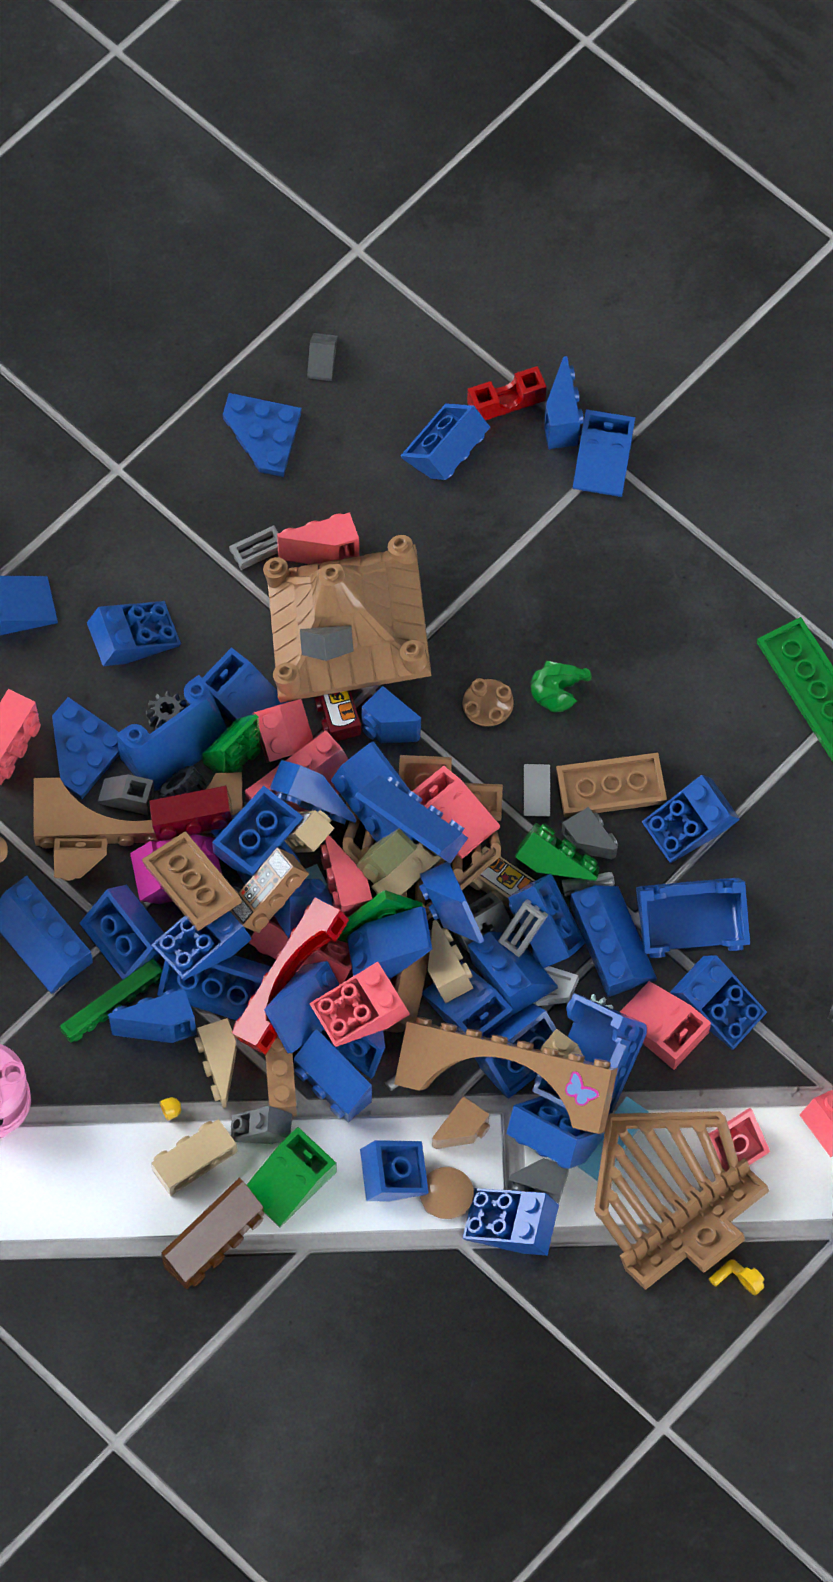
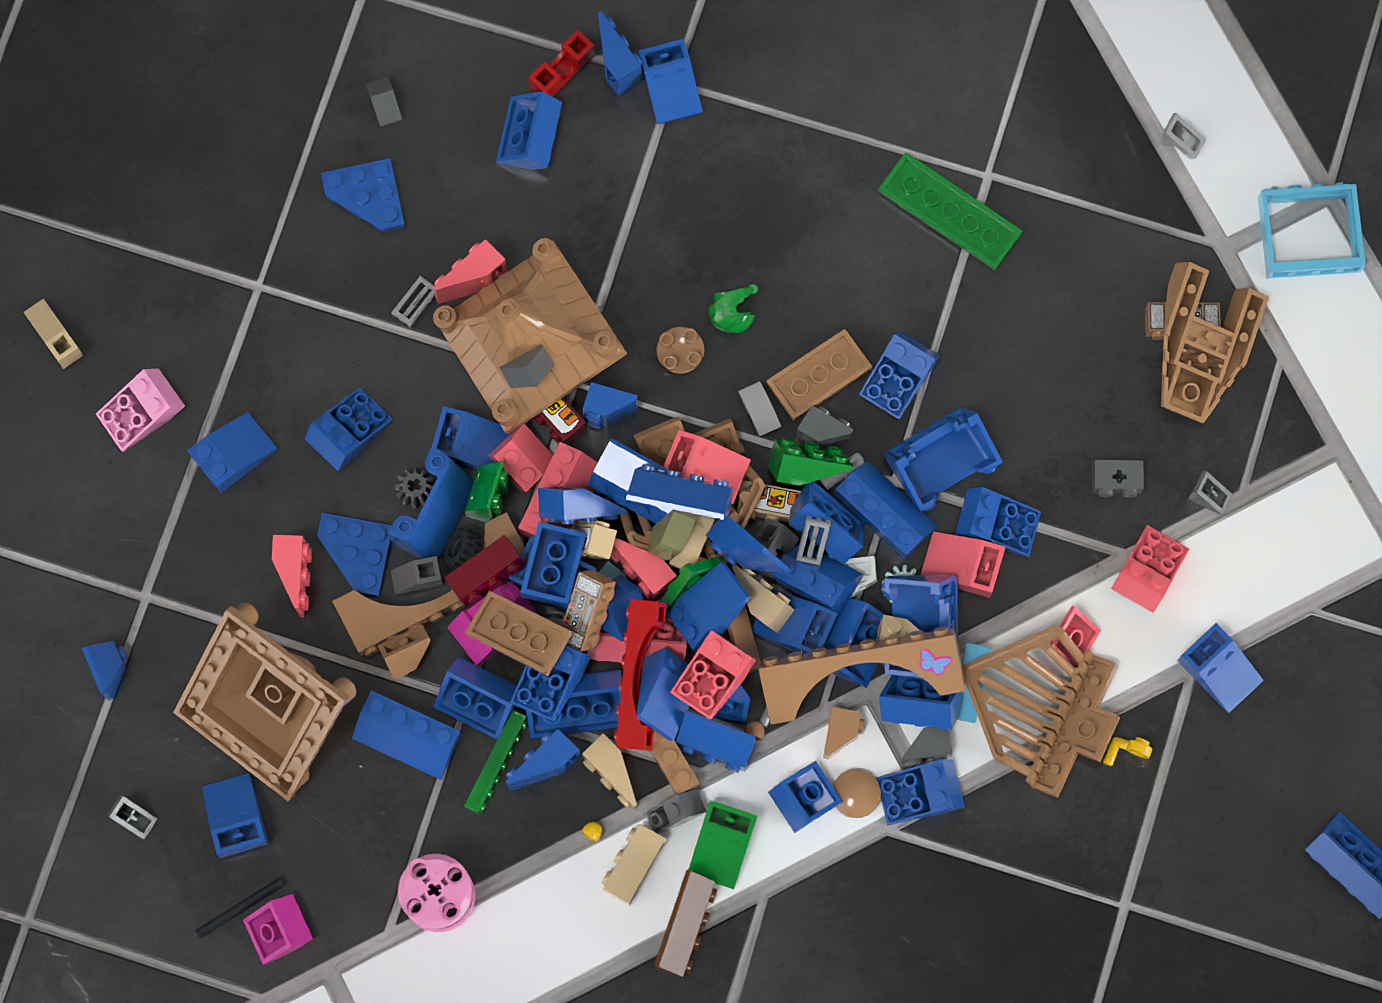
camera: 25 degrees left, 10 degrees up
(379, 1087) = (755, 729): none -> medium nougat hinge

